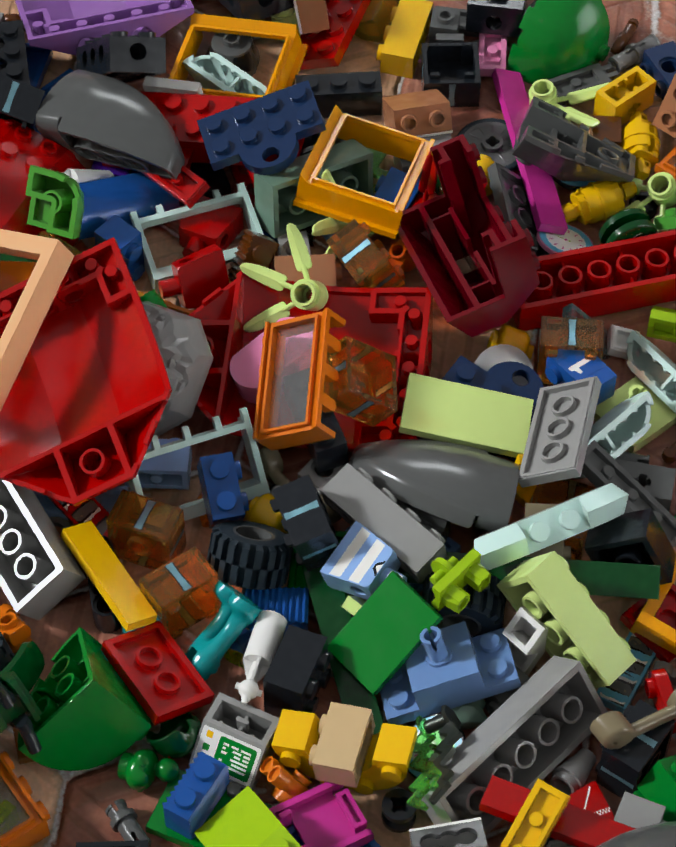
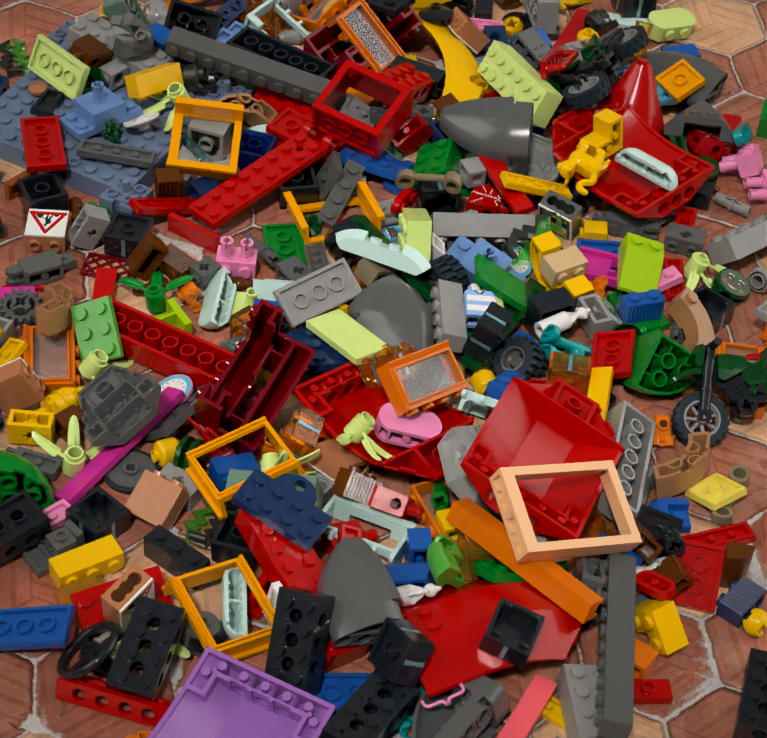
camera: 140 degrees left, 10 degrees down
(75, 806) = (691, 318): none -> medium nougat brick
(453, 575) = (454, 257): lime hips -> none
(617, 341) = (212, 335): white tile -> none
(626, 225) = (142, 360): dark green head -> none

